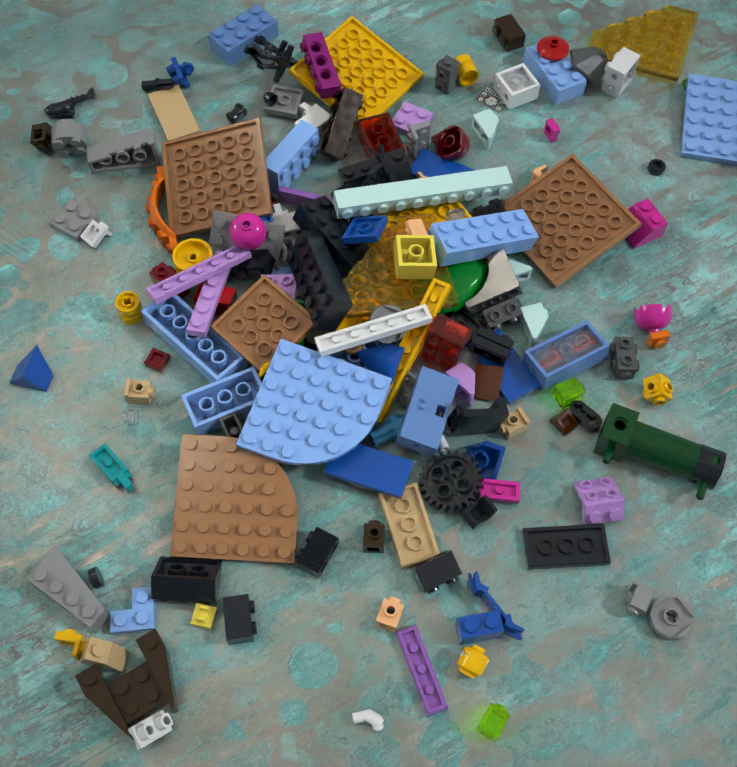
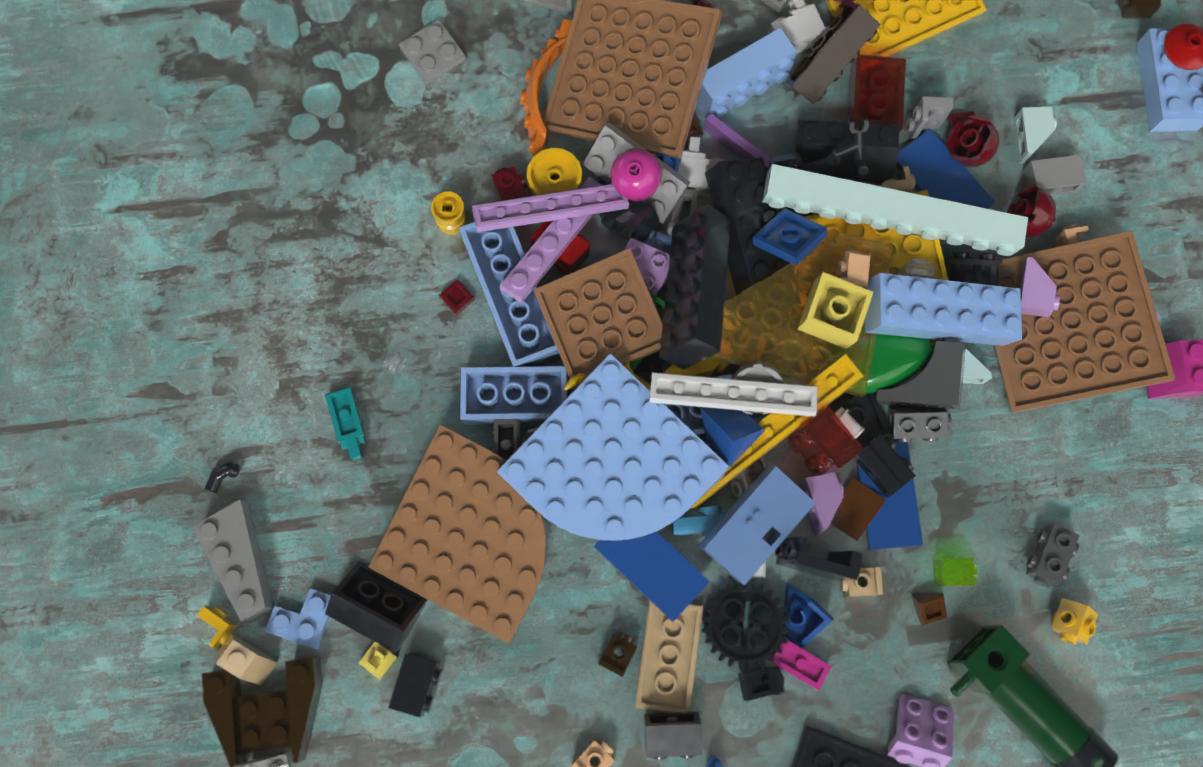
camera: 25 degrees right, 15 degrees up
(29, 541) = (219, 473): none -> black arm
(33, 372) = (302, 251): blue slope -> none
(95, 232) = (450, 84): white bracket -> none
(95, 577) = (273, 556): black tile -> none
(139, 391) = (406, 331): tan brick -> none
(317, 552) = (542, 642): black brick -> none
(410, 115) = (935, 75): lavender plate -> none
(447, 74) = (1016, 28): dark grey brick -> none
(467, 72) = (1046, 28): yellow wheel -> none
(490, 99) = (1064, 87): sticker -> none
(511, 146) = (1057, 174): none -> light grey brick
(514, 165) = (1038, 207): none -> dark red cylinder
(516, 86) = (1107, 84): white piece -> none
(533, 321) = (957, 452): light aqua slope -> none
(534, 207) = (1037, 291): none -> lavender slope
(551, 130) = (1123, 173): dark pink plate -> none
(566, 354) = (977, 519): brick -> none
(585, 416) = (966, 610): black beam -> none
(653, 317) = (1121, 518): dark pink cylinder -> none
(658, 339) = (1112, 550): orange plate -> none

